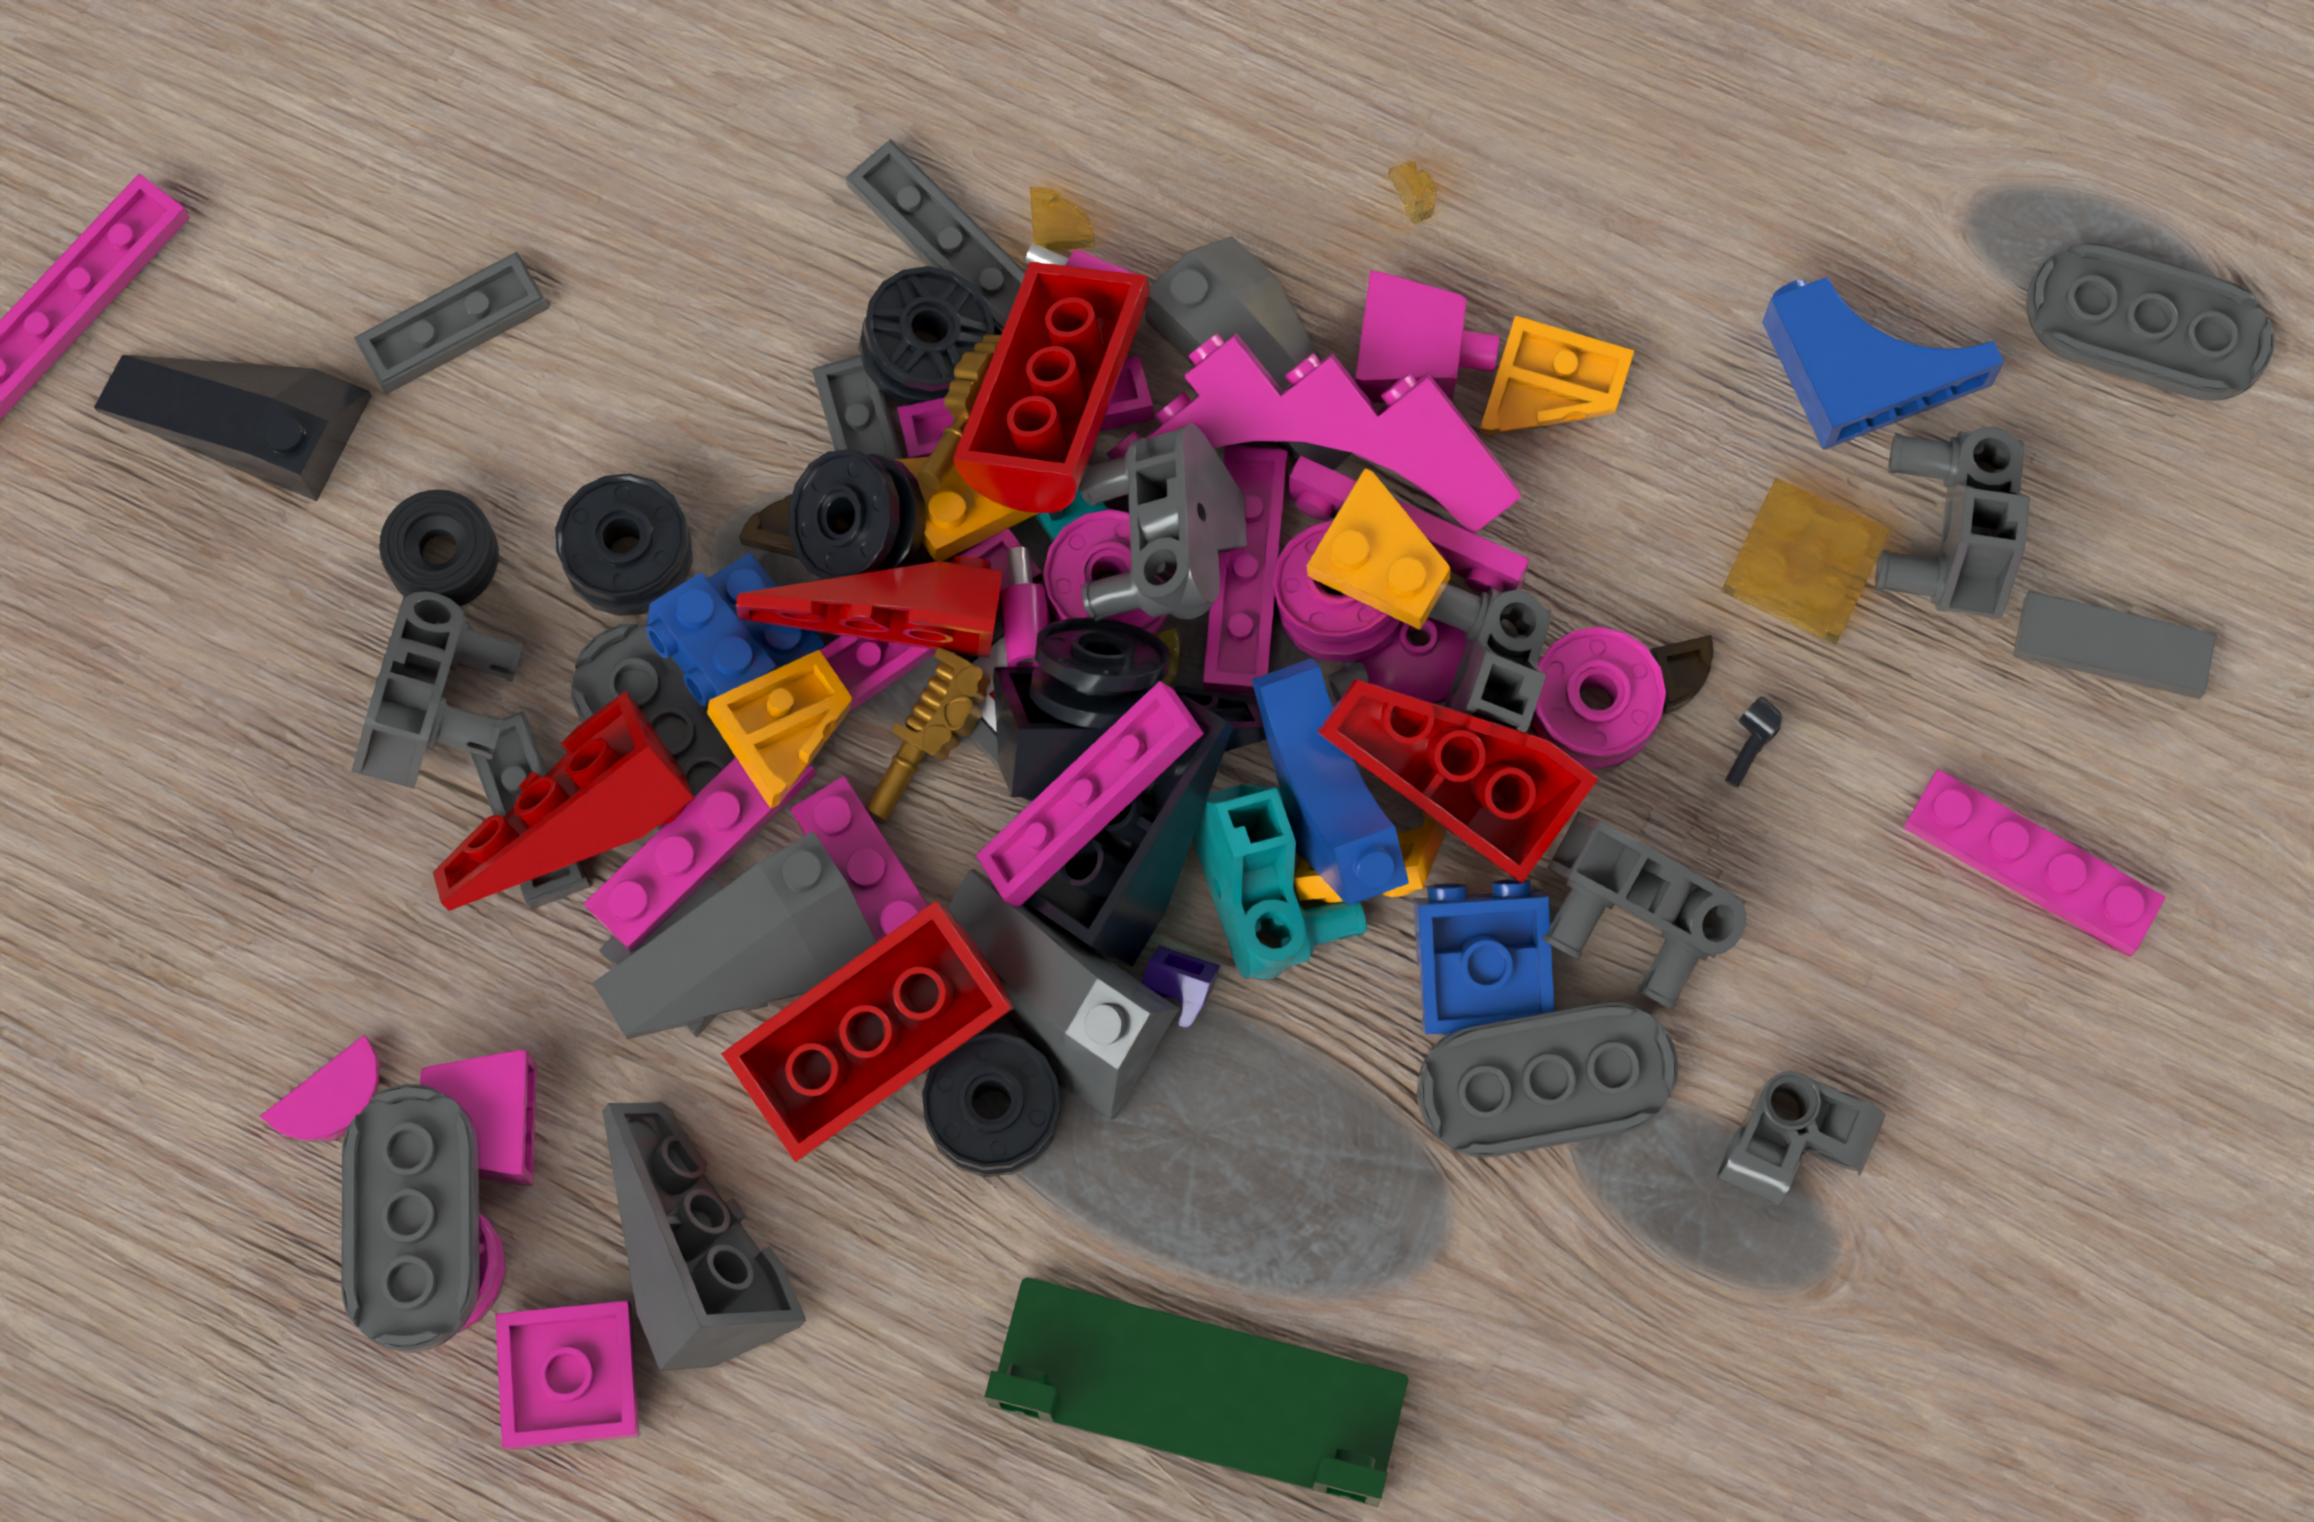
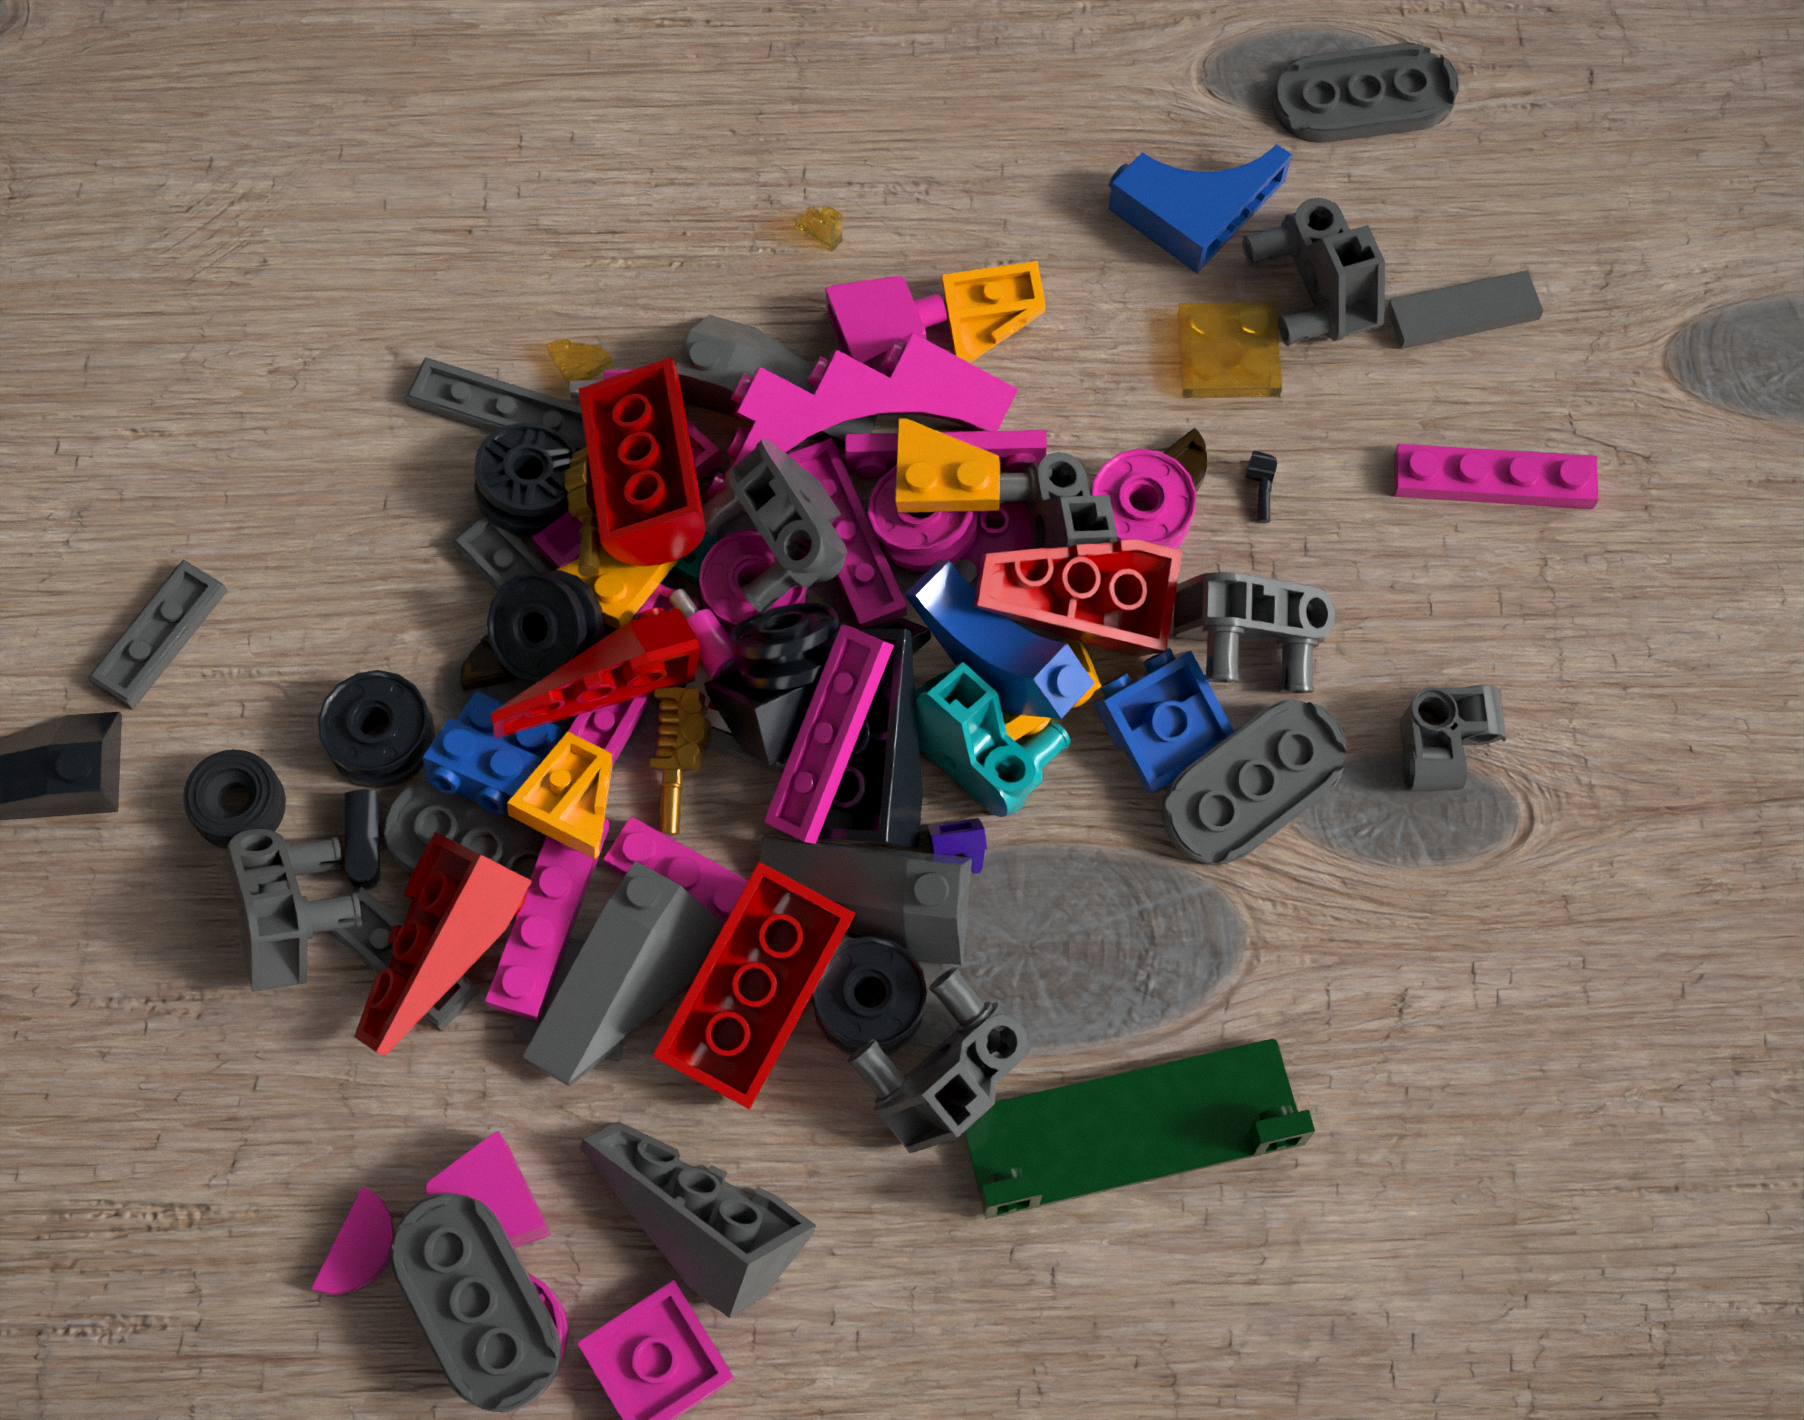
camera: 30 degrees left, 5 degrees down
(550, 658) = (362, 838): none -> black bar
(1044, 1223) = (958, 1064): none -> dark grey piece

